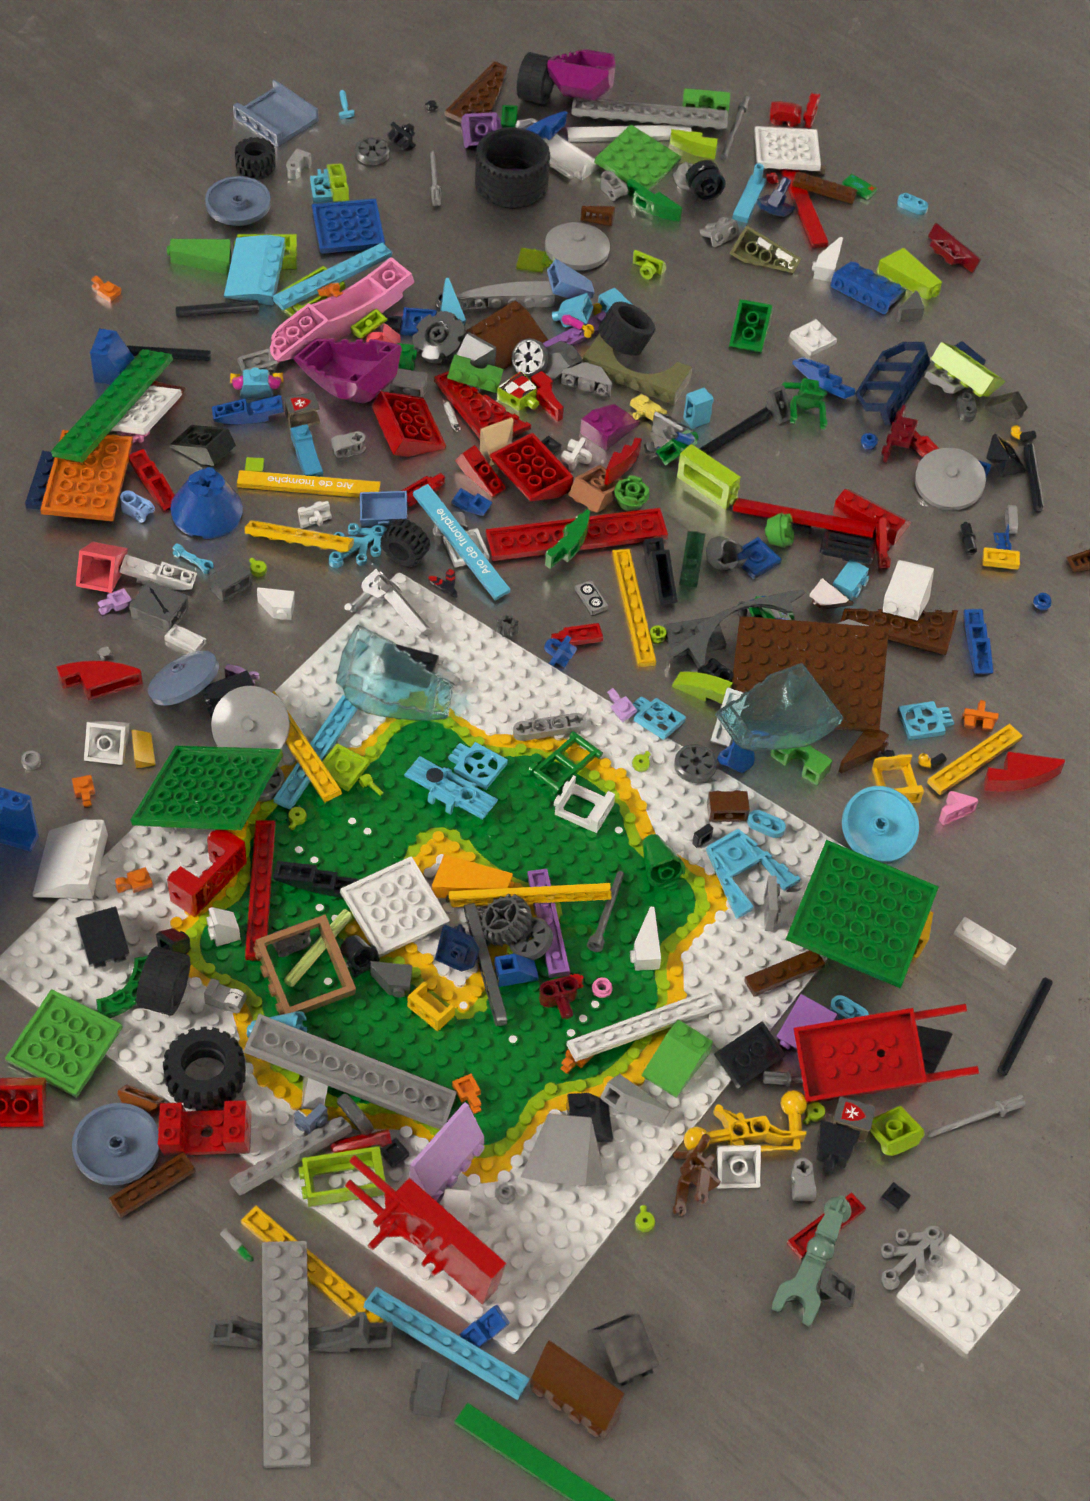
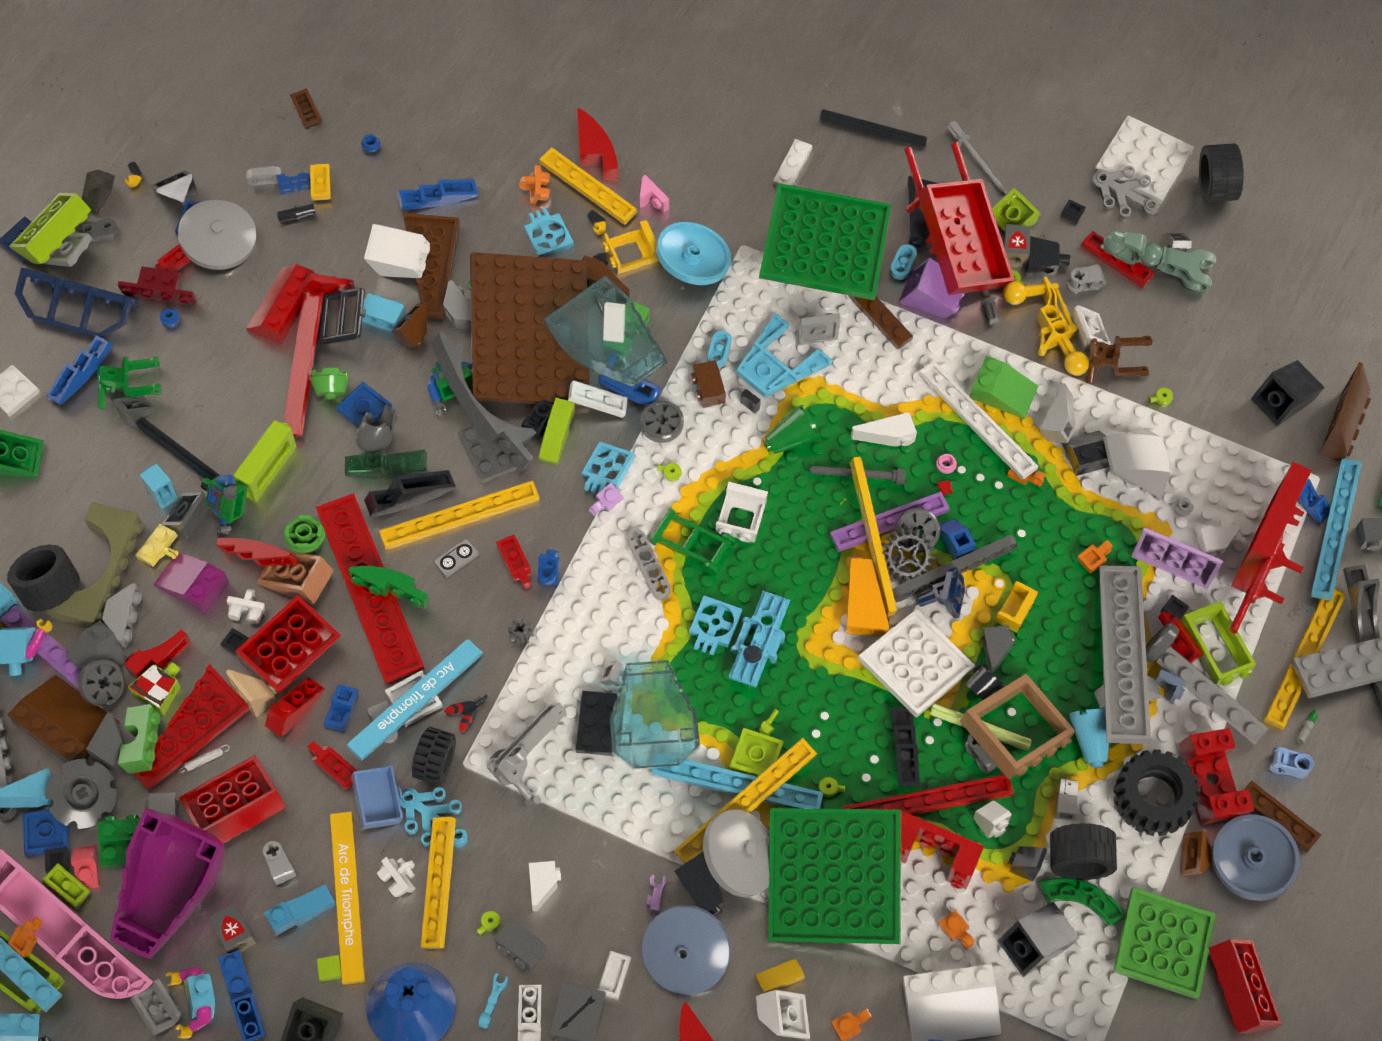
camera: 100 degrees left, 10 degrees up
(202, 1209) = (1287, 761): none -> light blue piece
(560, 996) = (970, 496): dark red beam -> none
(662, 632) = (488, 482): lime bush -> none
(749, 1054) = (978, 332): black plate -> none
(792, 718) = (614, 322): none -> white tile
(917, 1350) = (1221, 172): none -> black tyre
(1033, 477) = (195, 161): black axle -> none

